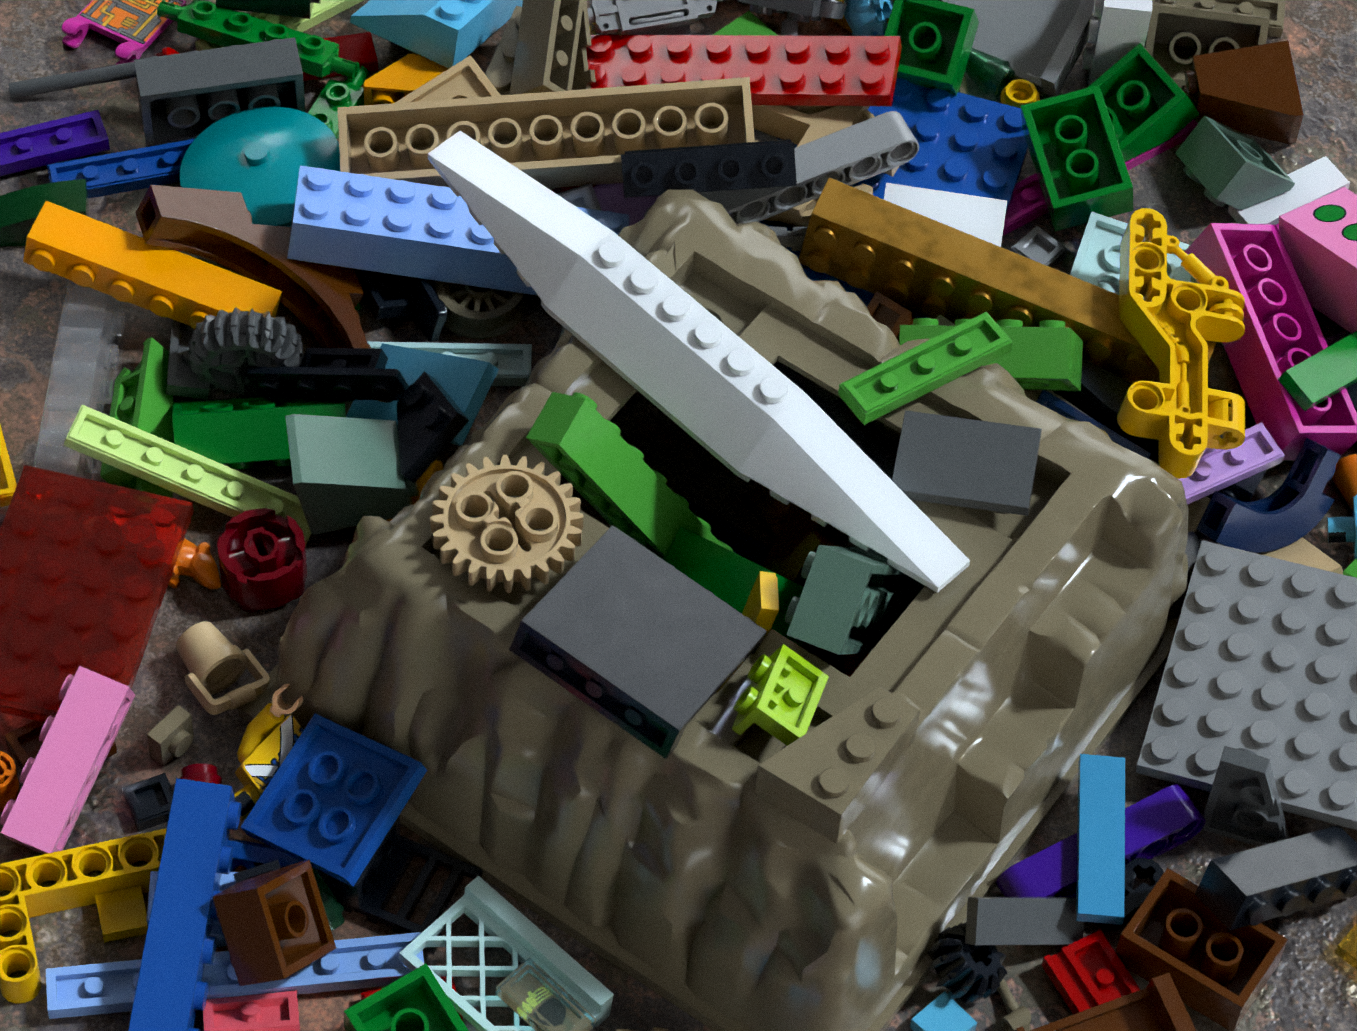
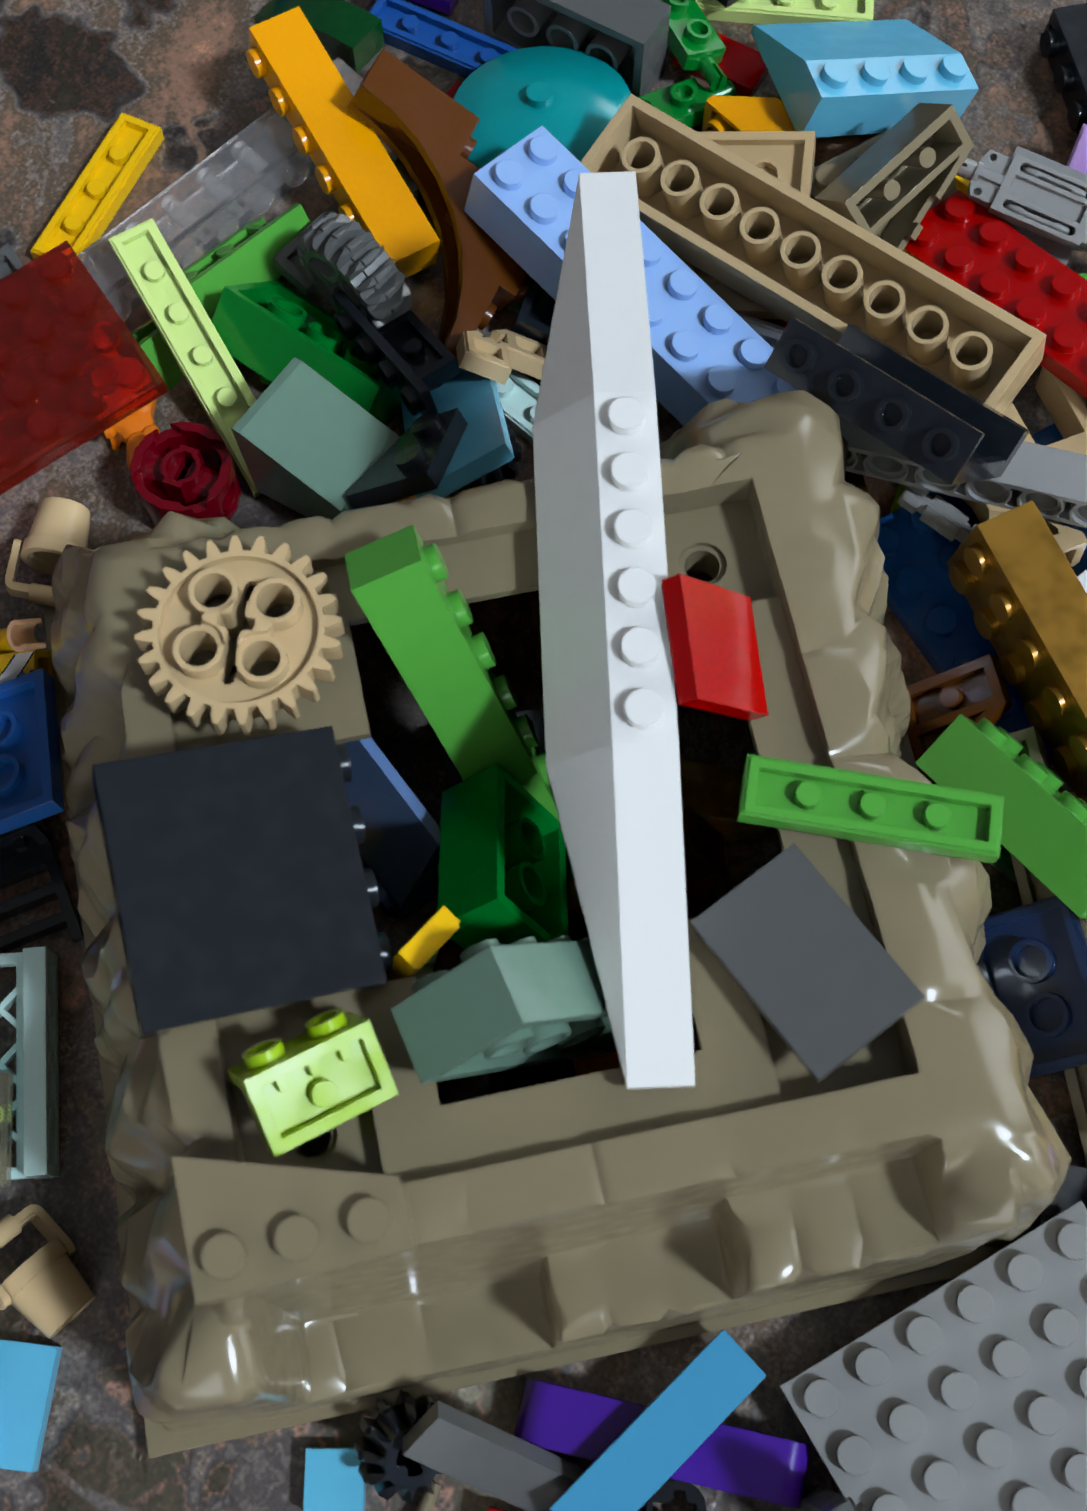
camera: 45 degrees right, 15 degrees up
(398, 333) = (499, 354): none -> tan tile
(771, 343) = (713, 648): none -> red tile

